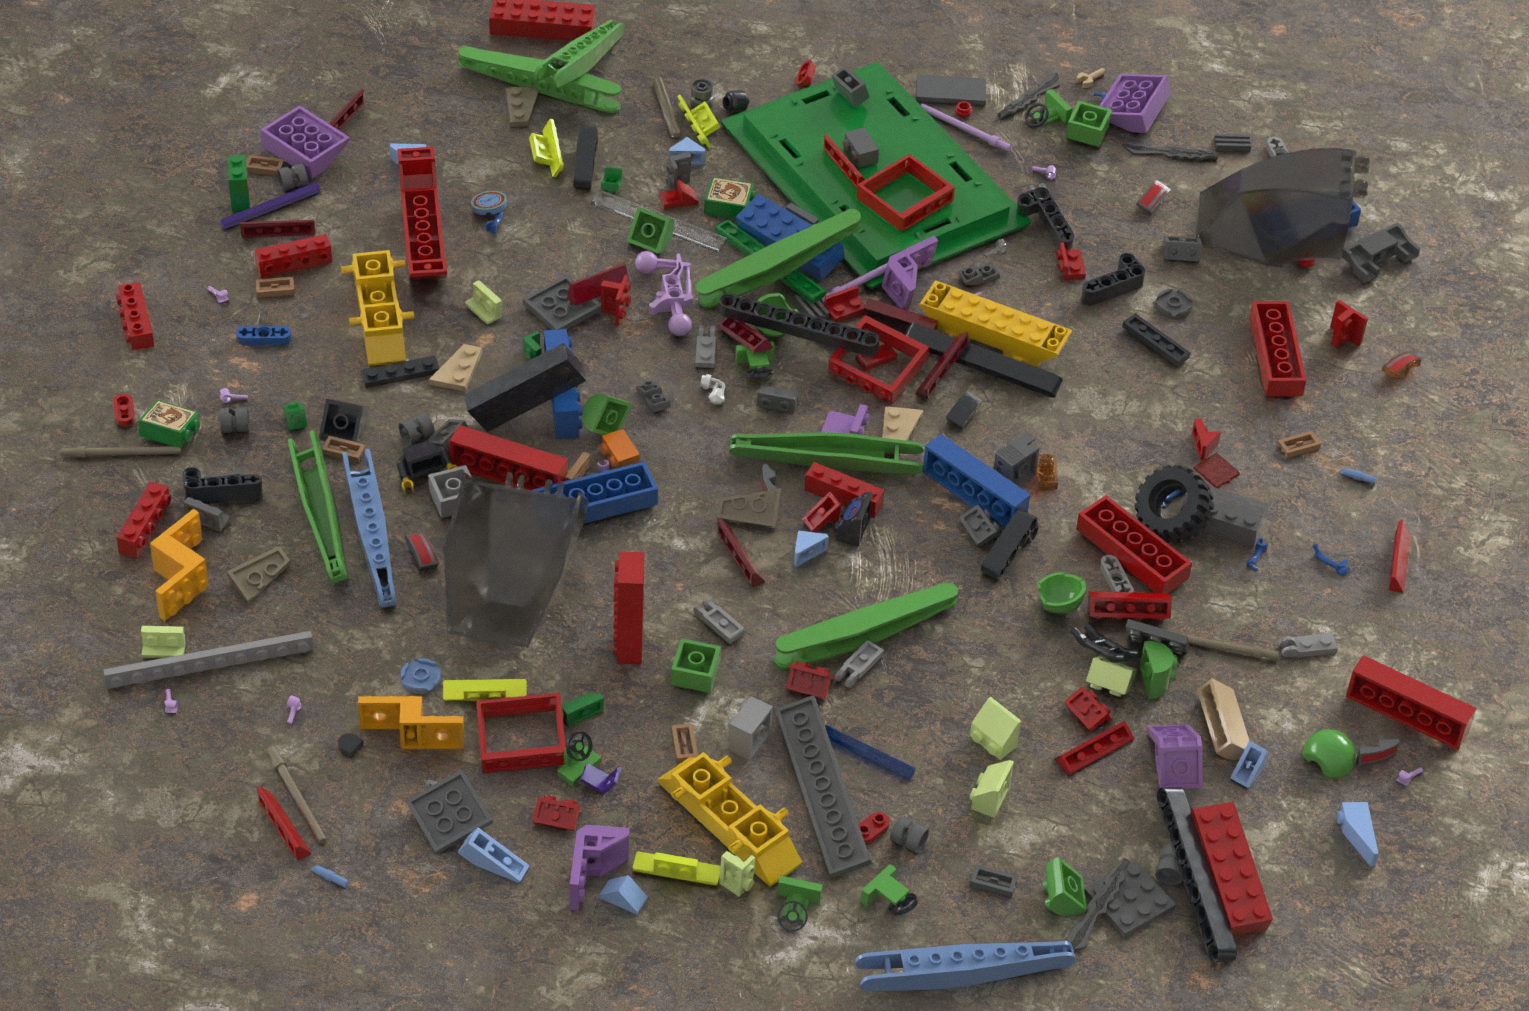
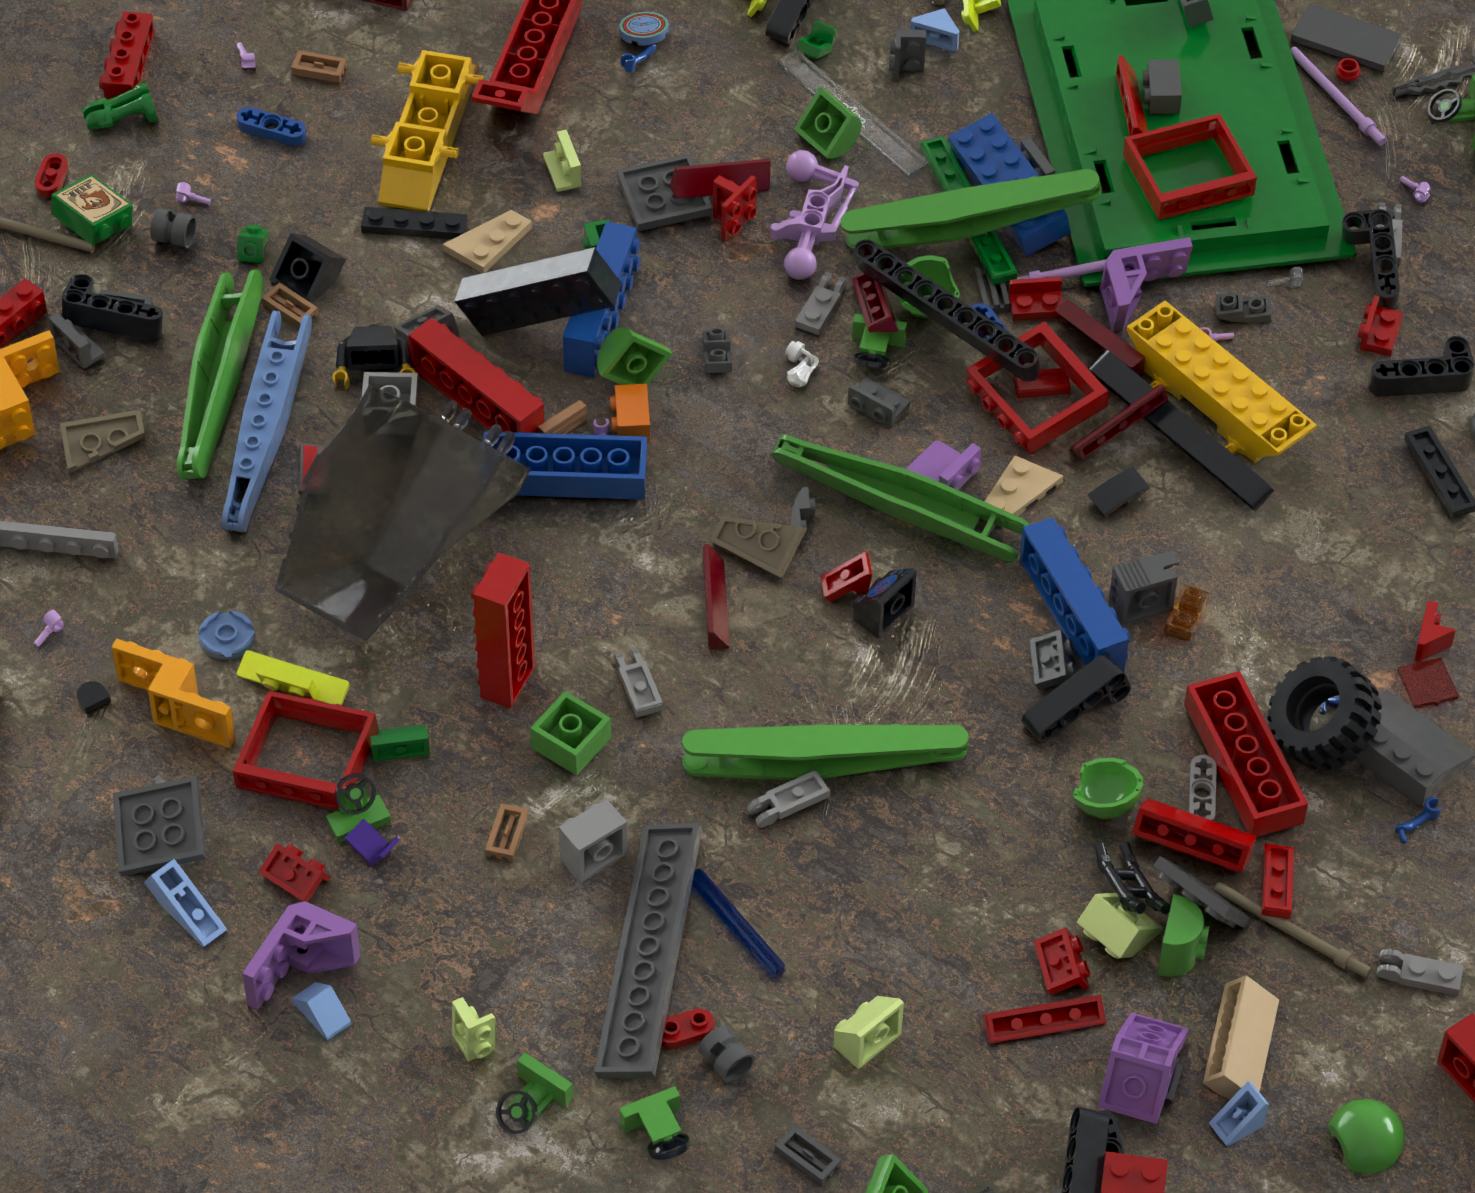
camera: 25 degrees right, 5 degrees up
(141, 357) = (106, 112): none -> green piece
(293, 255) = (359, 31): red brick -> none
(418, 427) = (398, 301): dark grey wheel -> none
(676, 867) = (404, 995): neon yellow bracket -> none
(678, 198) = (899, 89): red slope -> none
(728, 197) = (956, 104): brick -> none
(733, 818) = (508, 954): yellow piece -> none
(808, 680) = (709, 799): red bracket -> none
(809, 545) = (807, 617): light blue slope -> none
(822, 480) = (893, 551): red brick -> none
(996, 729) = (915, 949): yellowish green slope -> none
(1193, 618) = (1277, 881): none -> red tile
(1373, 755) = (1446, 1157): slope -> none

